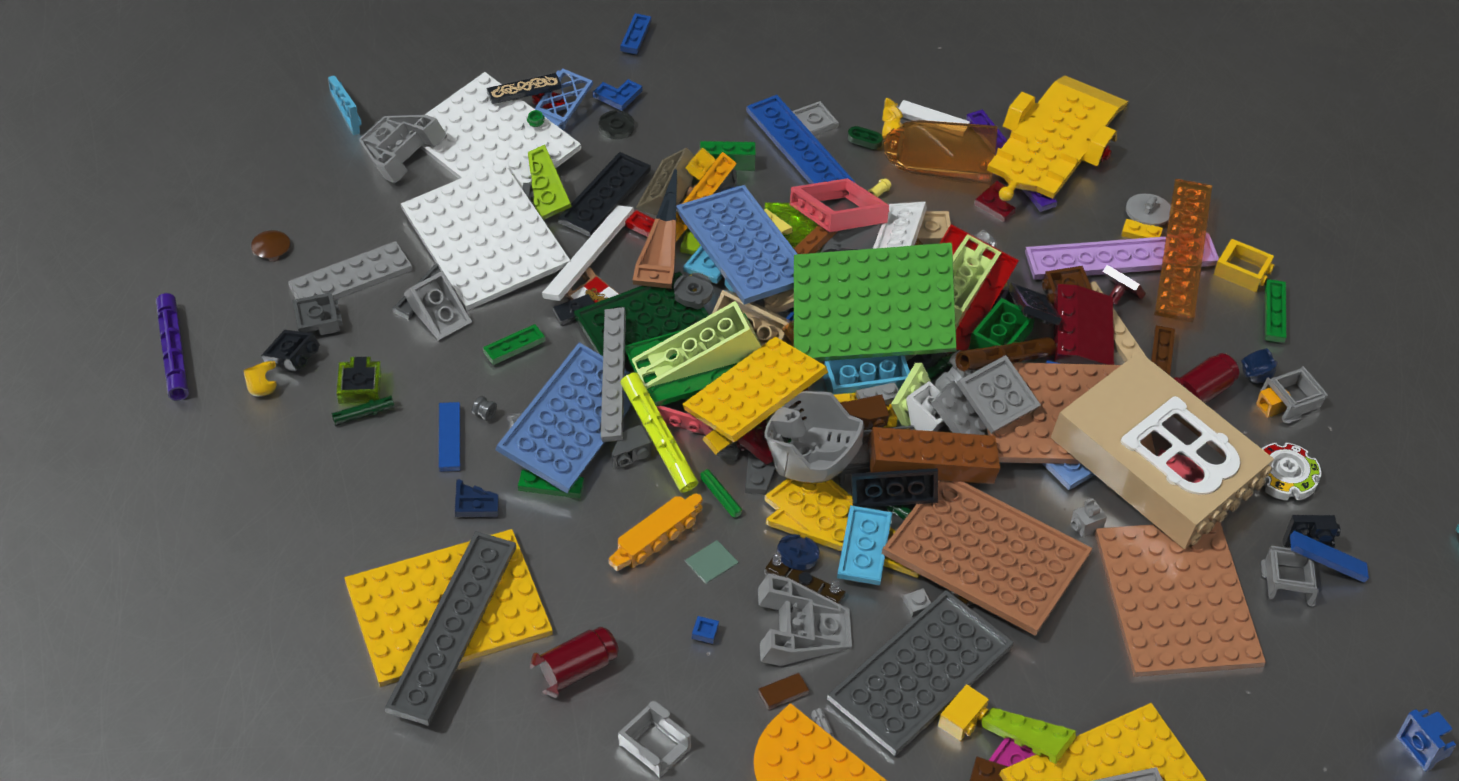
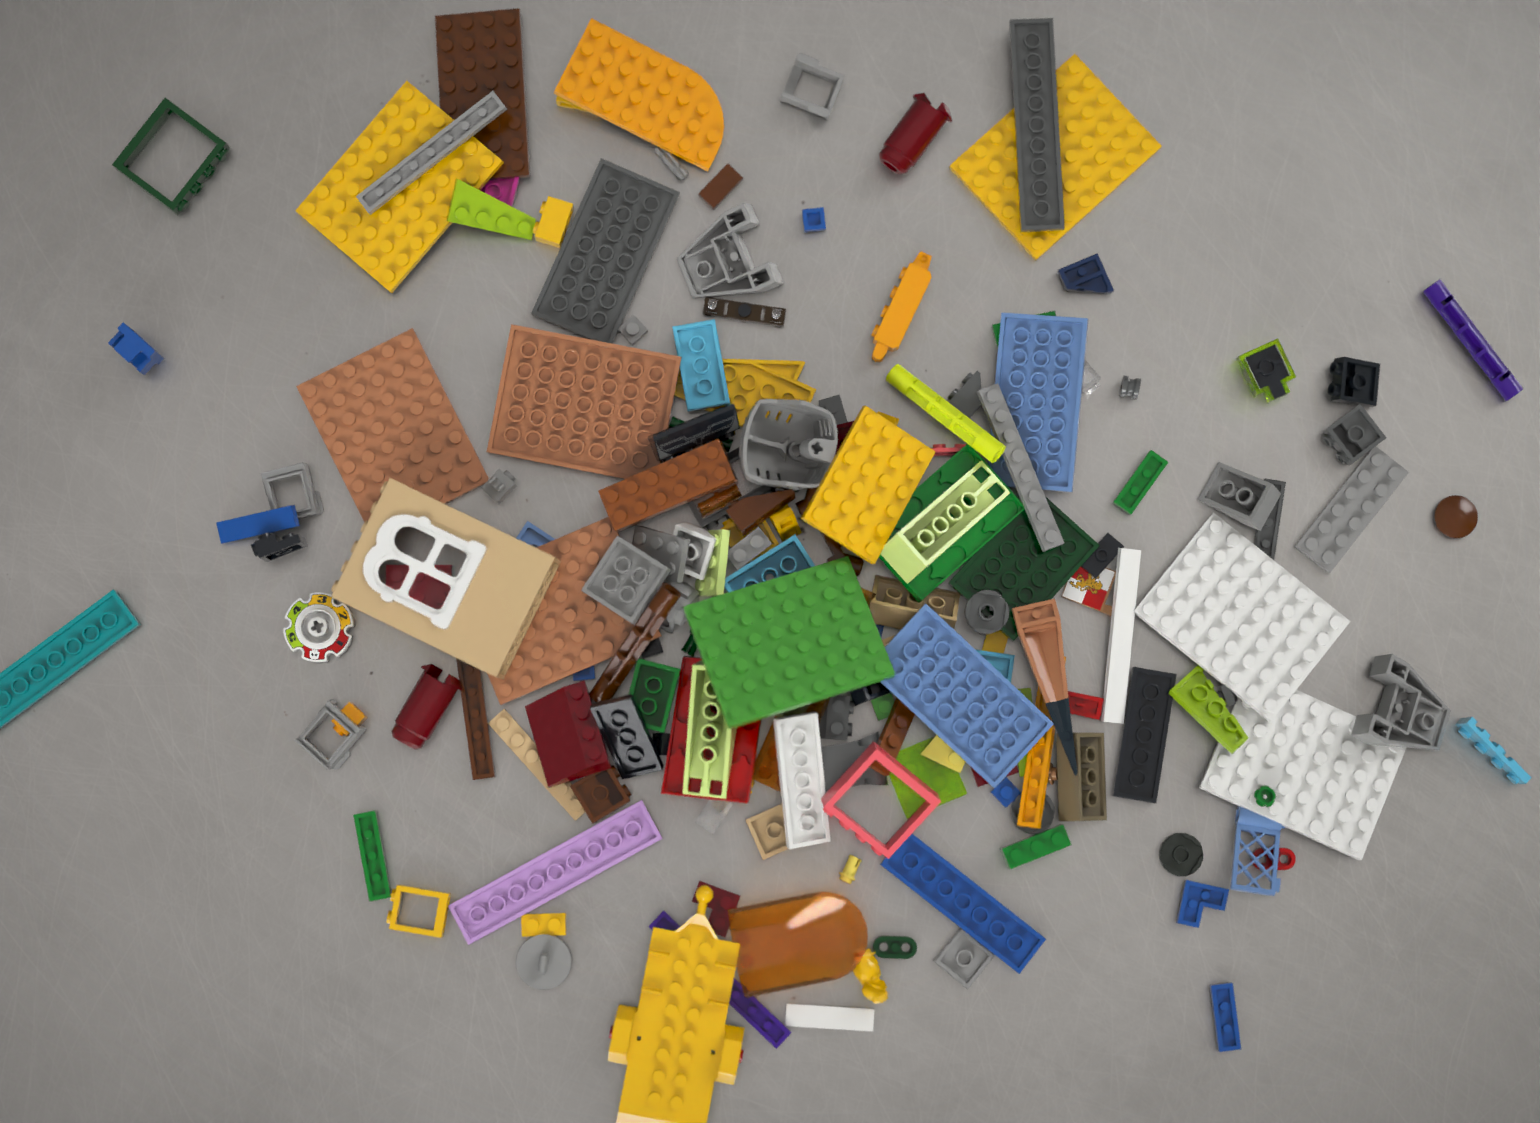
camera: 155 degrees right, 35 degrees up
(256, 381) = (1373, 331): yellow helmet -> none
(362, 410) = (1238, 346): dark green pin -> none
(449, 436) = (1148, 344): blue tile -> none
(524, 88) = (1301, 841): black tile -> none
(700, 163) = (1056, 802): yellow bracket -> none
(711, 561) = (839, 302): sand green window -> none
(721, 493) = (860, 381): green axle -> none
(798, 552) = (762, 339): dark blue tile -> none
(1123, 284) = (542, 819): dark red tile -> none
(1183, 251) = (489, 899): clear orange plate -> none
(1259, 366) = (373, 754): dark blue helmet -> none

